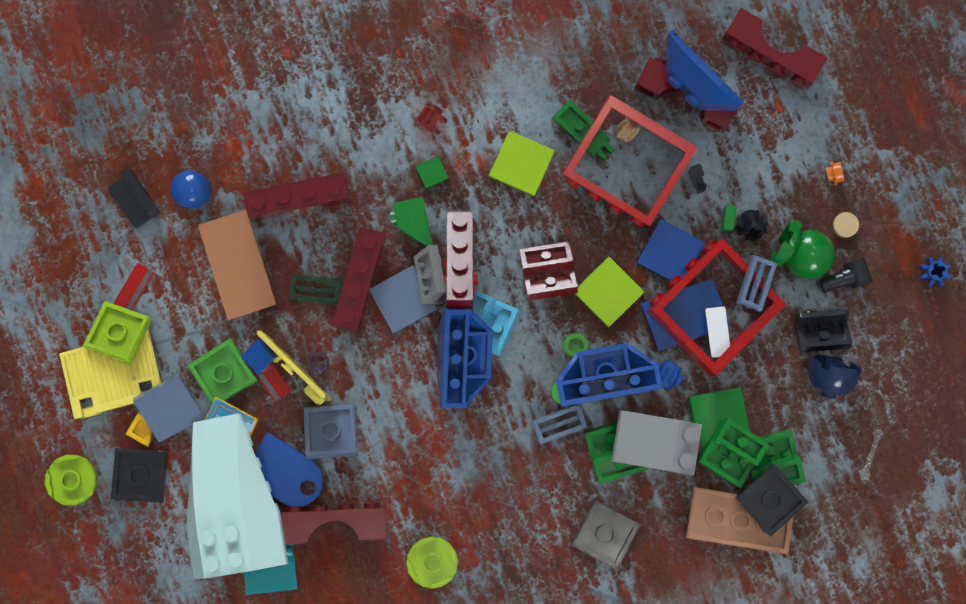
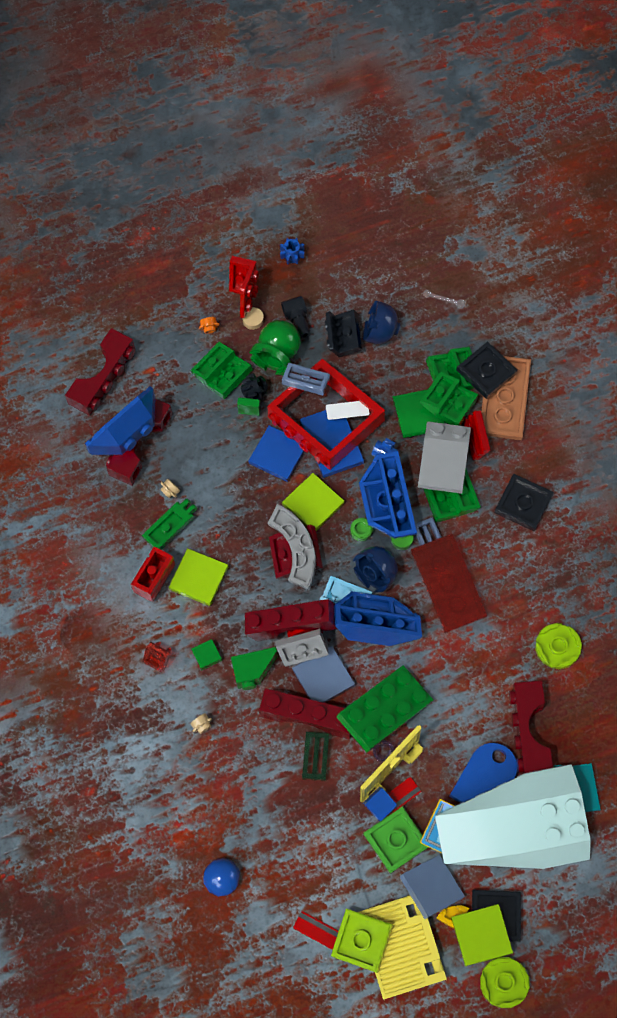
camera: 85 degrees left, 15 degrees down
(116, 457) = (481, 935): none -> lime tile
(133, 198) = (230, 932): black panel -> none
(237, 265) = (294, 829): nougat tile -> none
(313, 192) = (230, 773): dark red arch -> none
(330, 431) = (446, 737): sand blue tile -> none
(353, 167) = (201, 723): none -> tan plate
(359, 364) = (384, 708): none -> green plate
(506, 441) = (448, 583): none -> clear red tile
(521, 111) = (153, 574): none -> red brick
(526, 361) = (376, 568): none -> dark blue cylinder
(554, 275) = (300, 543): none -> light grey tile
(652, 127) = (181, 517): red window -> none
(688, 484) = (478, 438): none -> red tile
(696, 173) = (211, 432): black tile -> none
(777, 188) = (221, 370): none -> green slope
(893, 212) = (243, 281): none -> red bracket

